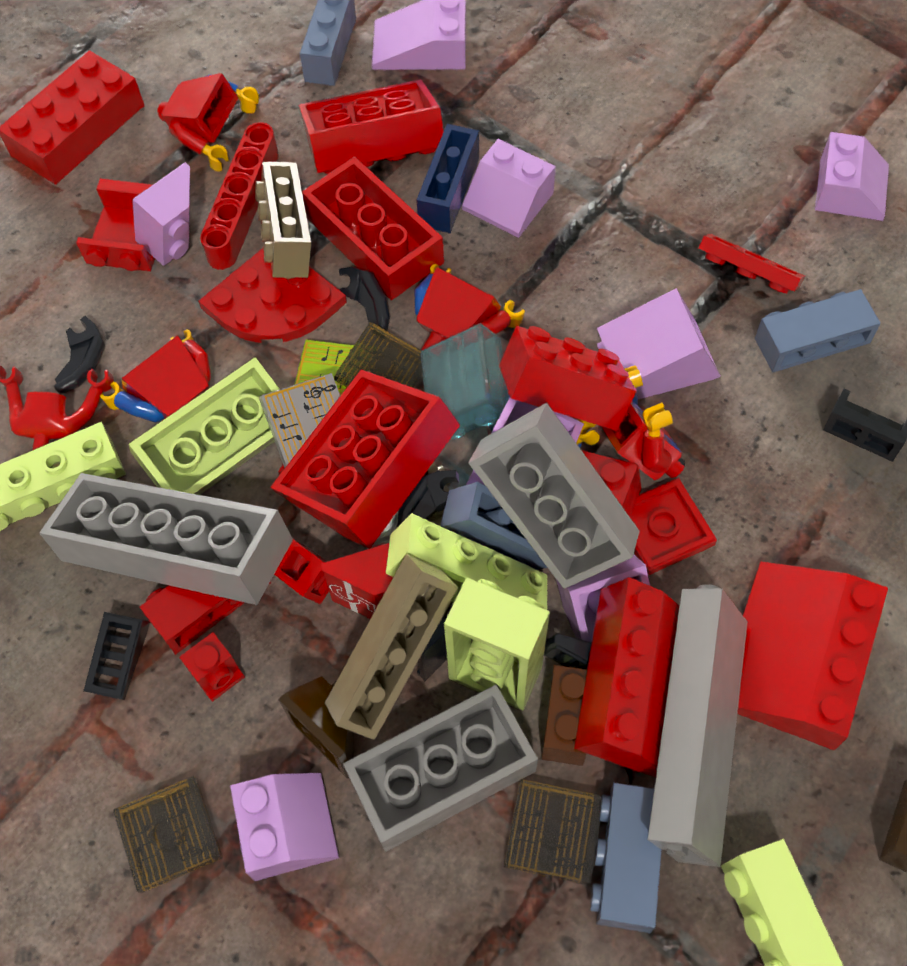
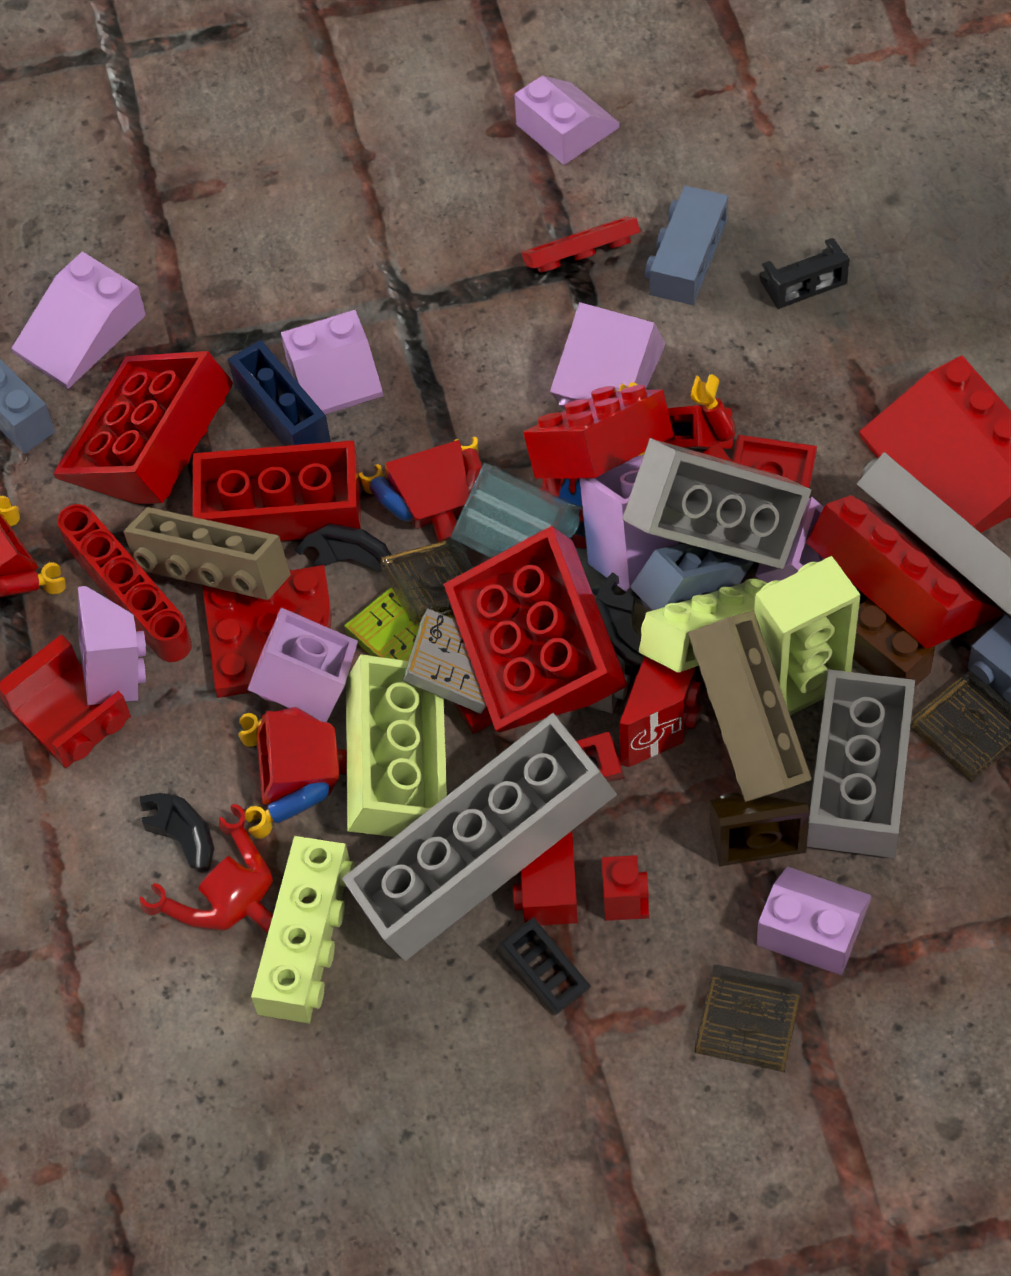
camera: 50 degrees left, 5 degrees down
(244, 328) = (303, 665): none -> lavender slope

